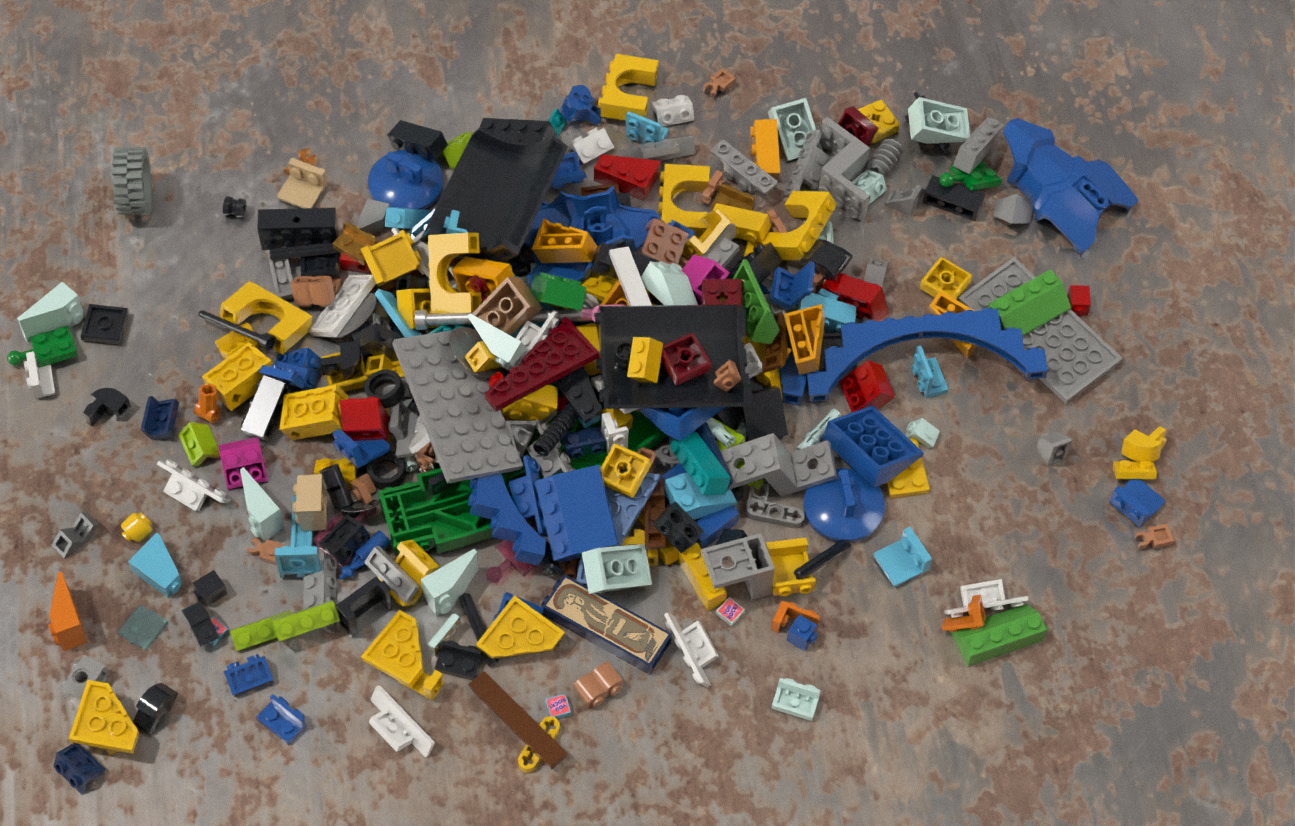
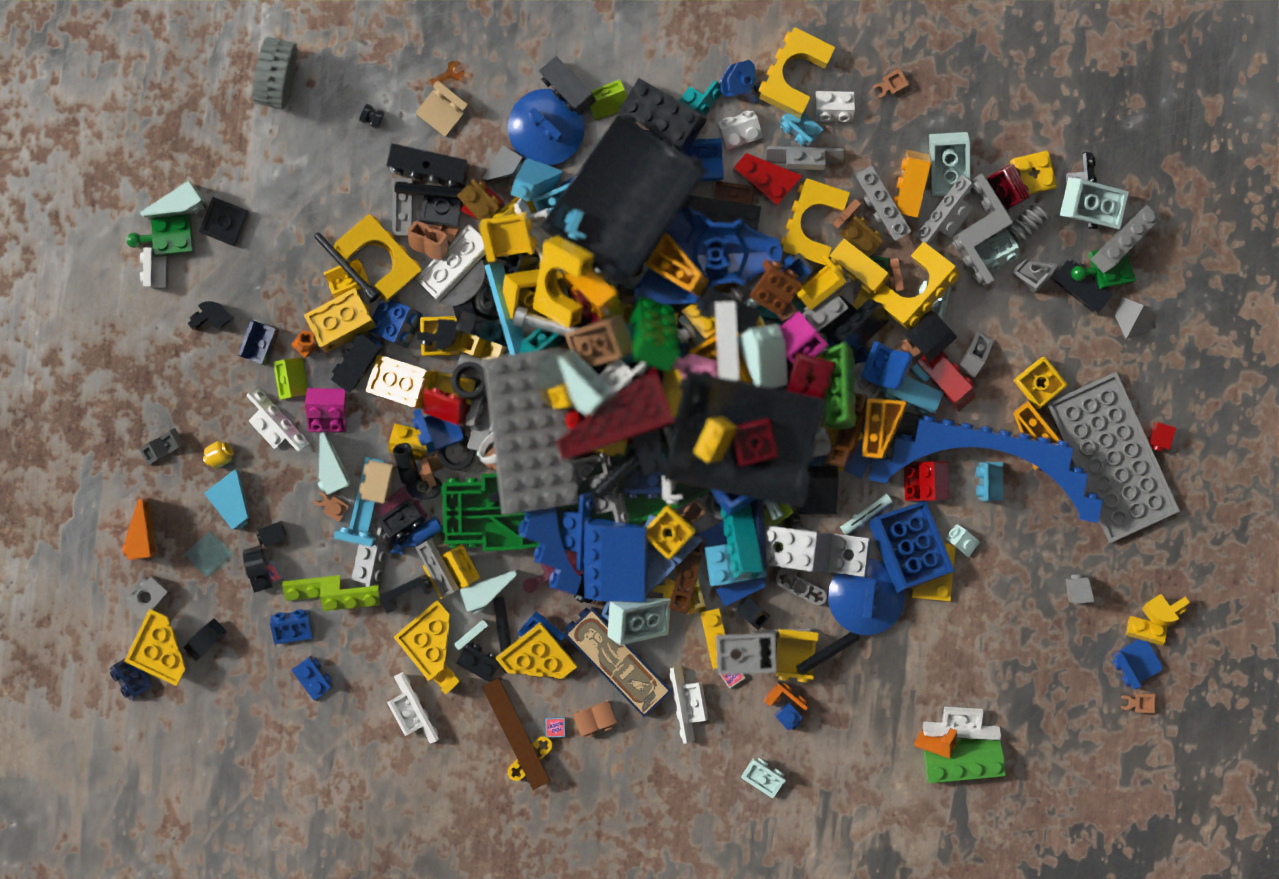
camera: 20 degrees right, 30 degrees up
(286, 372) = (382, 338): blue bracket -> none
(678, 527) = (703, 598): black brick -> none
(727, 376) = (789, 470): nougat bracket -> none
(904, 558) = (901, 666): medium azure bracket -> none
(1032, 303) = (1109, 437): bright green slope -> none
(1058, 181) = (1192, 298): blue piece -> none

